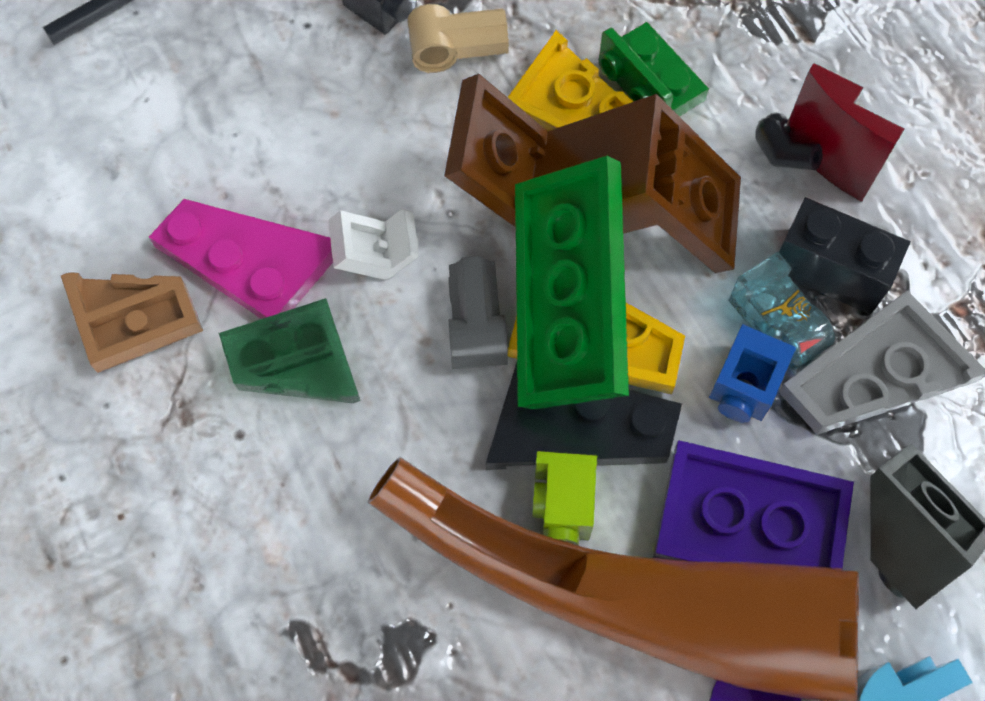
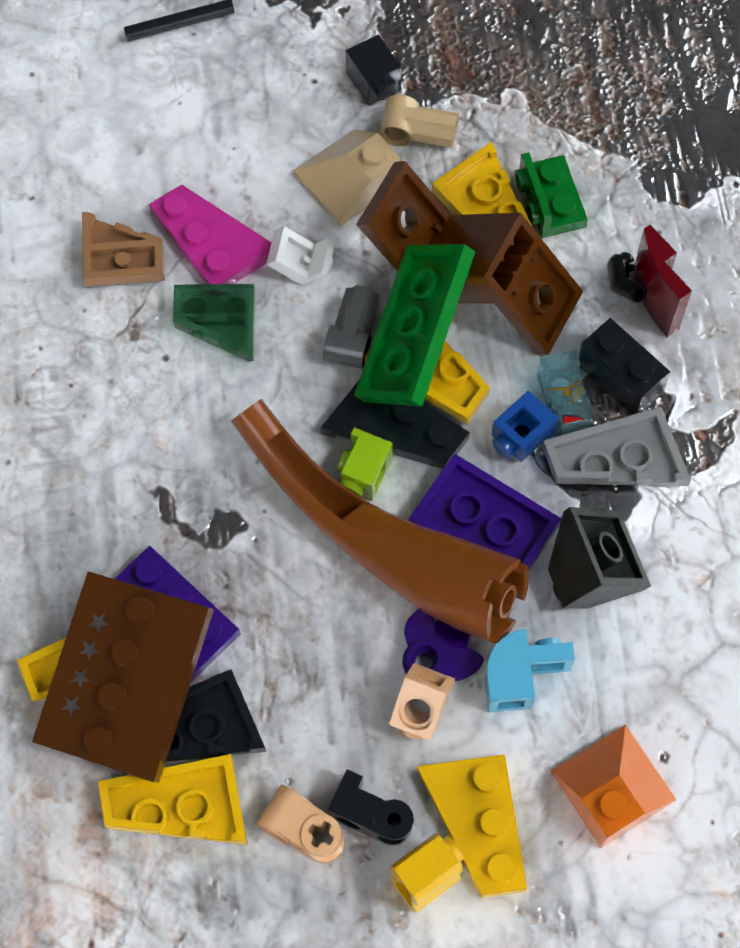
camera: 20 degrees right, 0 degrees up
(397, 119) = (348, 173): none -> tan slope

